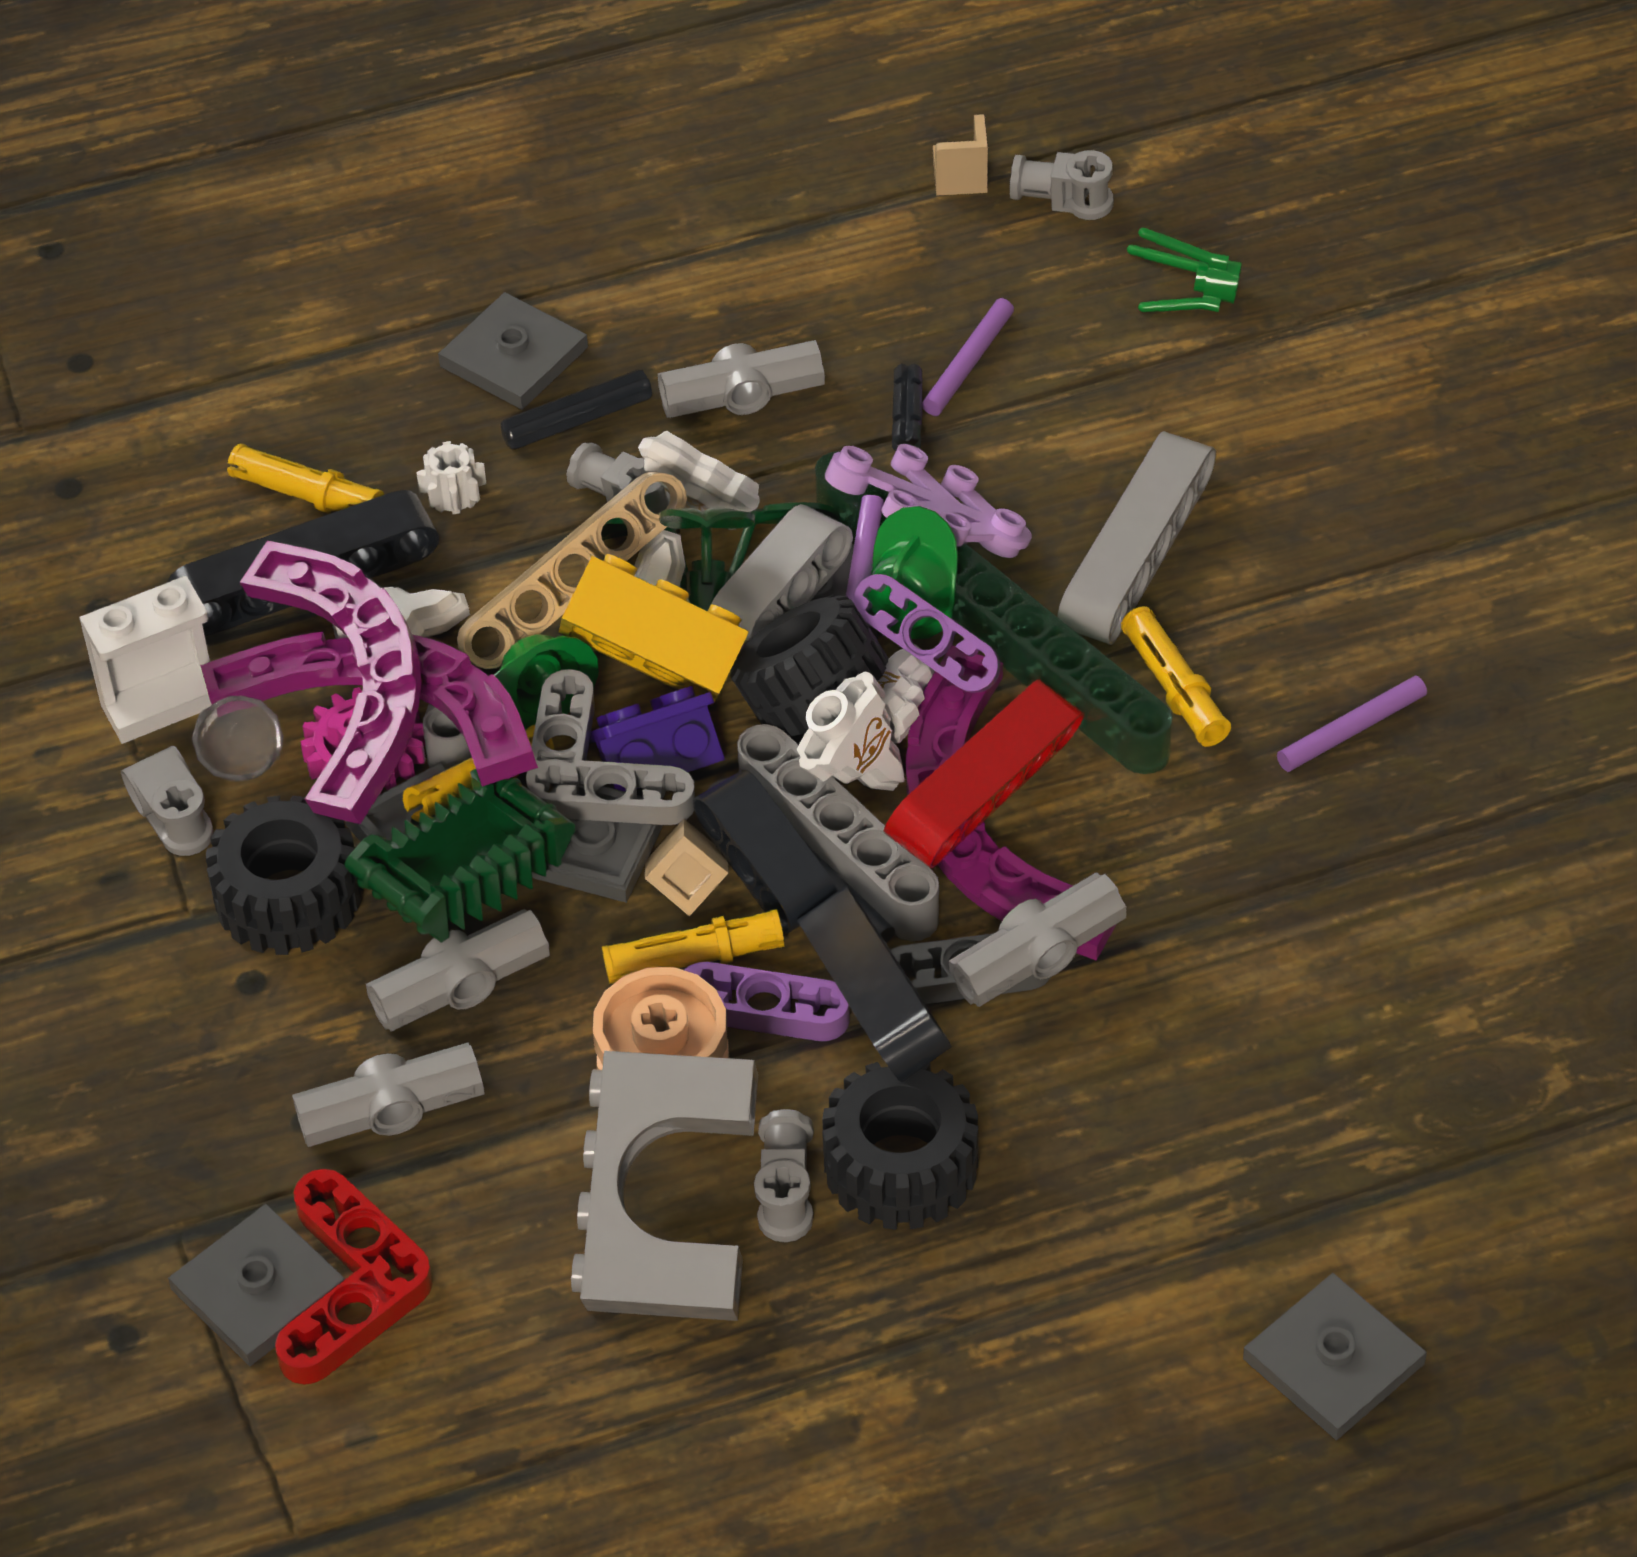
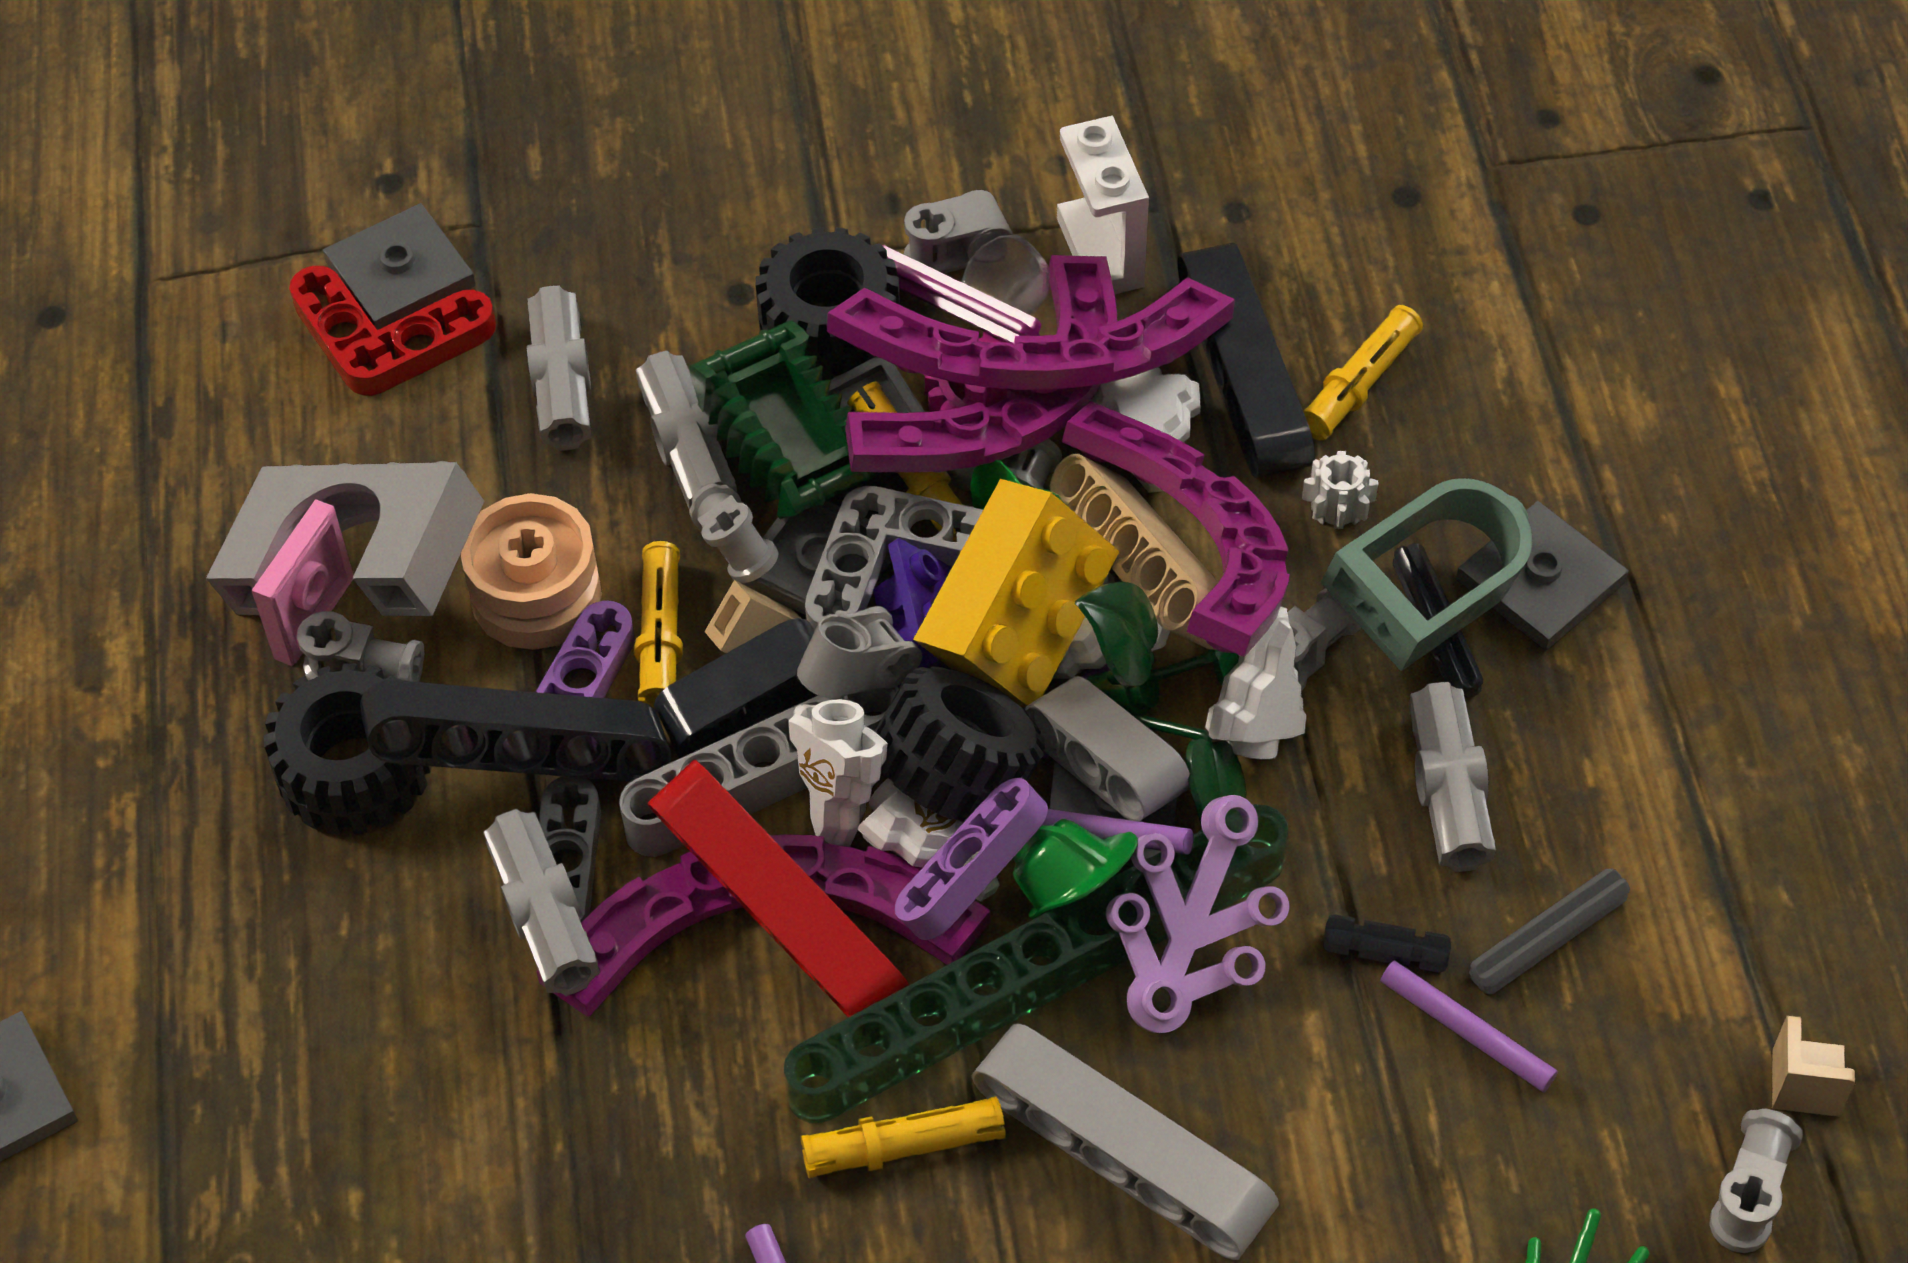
camera: 100 degrees right, 5 degrees up
(274, 759) = (962, 300): none -> axle
(546, 492) = (1243, 529): none -> magenta plate
(591, 886) = (728, 525): none -> light grey connector
(612, 383) = (1383, 608): none -> sand green window
(725, 1210) = (303, 579): none -> bright pink plate
(740, 735) = (856, 654): none -> light grey piece
(871, 315) = (1549, 931): none -> dark grey axle

